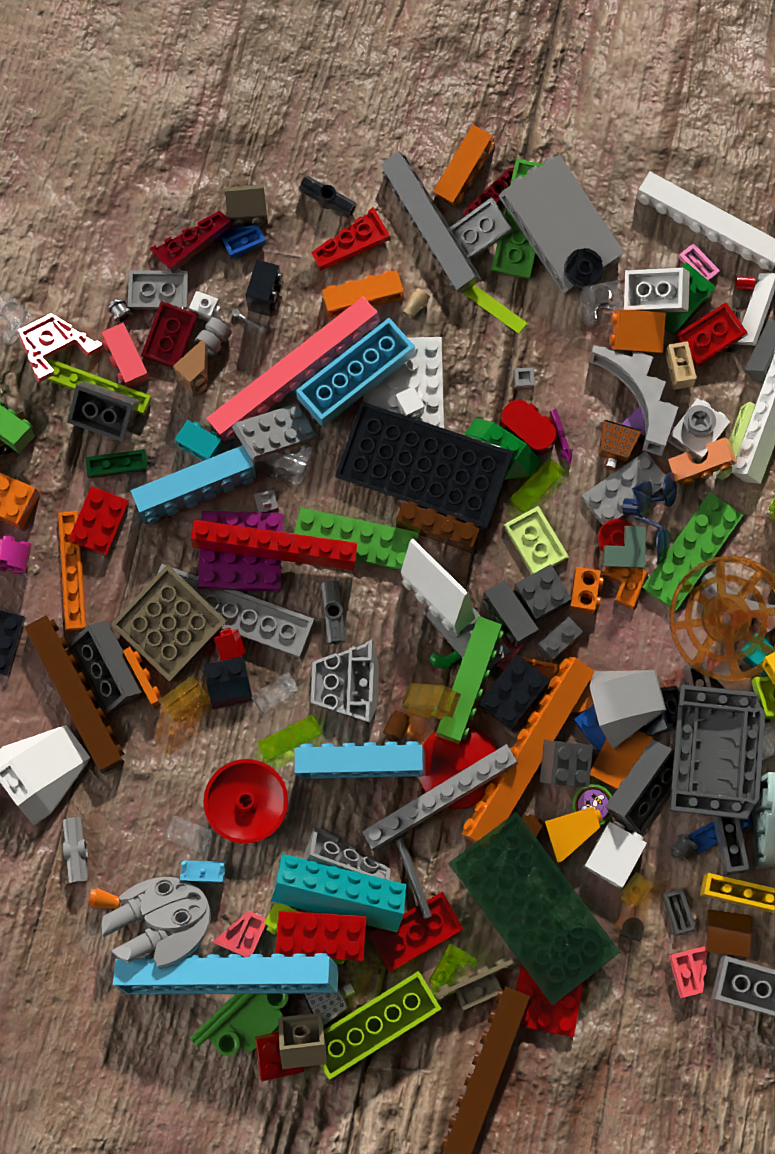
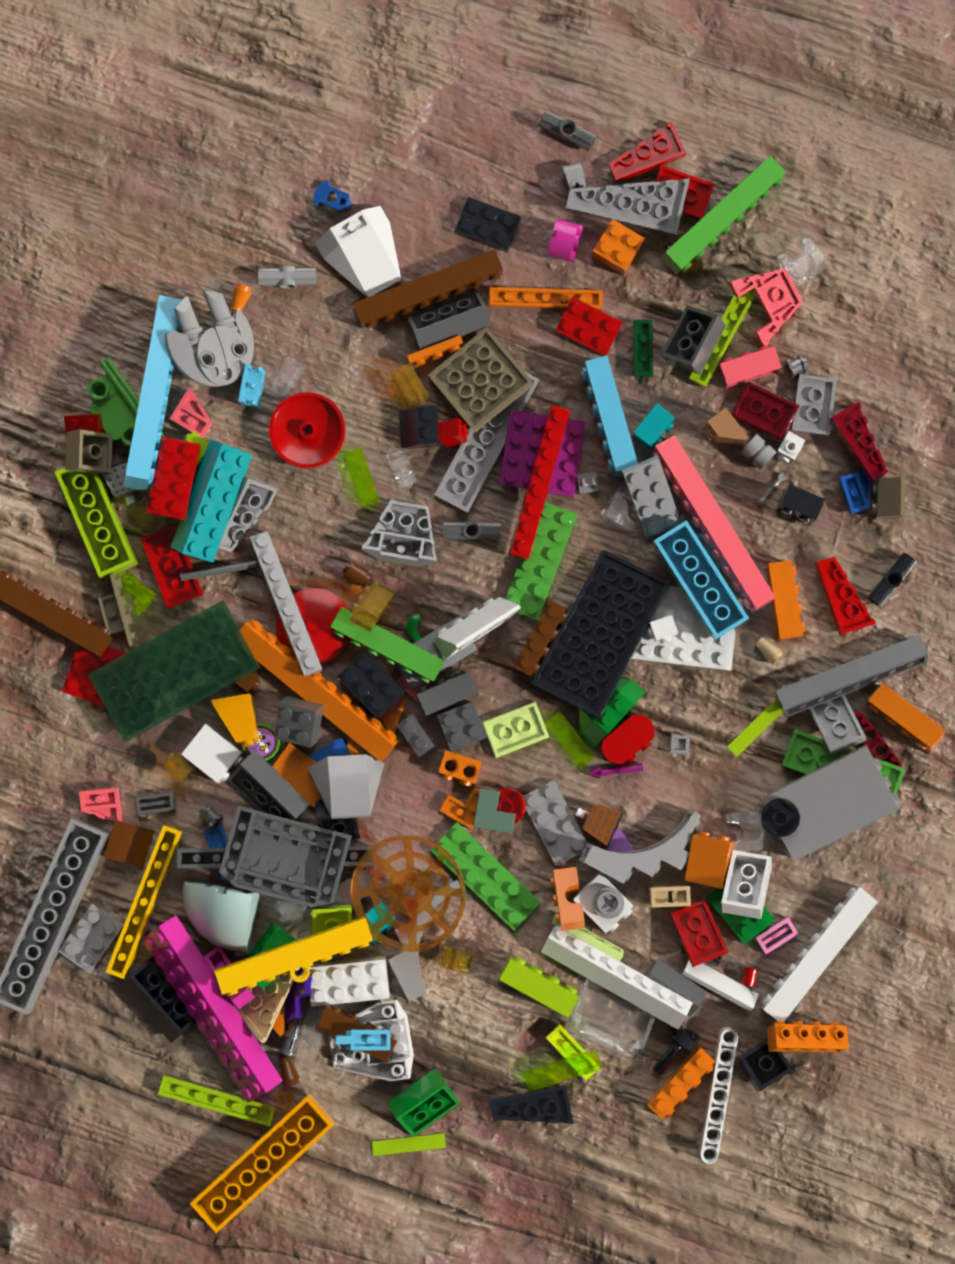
camera: 100 degrees right, 10 degrees up
(360, 761) = (326, 534): medium azure brick -> none
(640, 506) = (532, 829): dark blue plant -> none

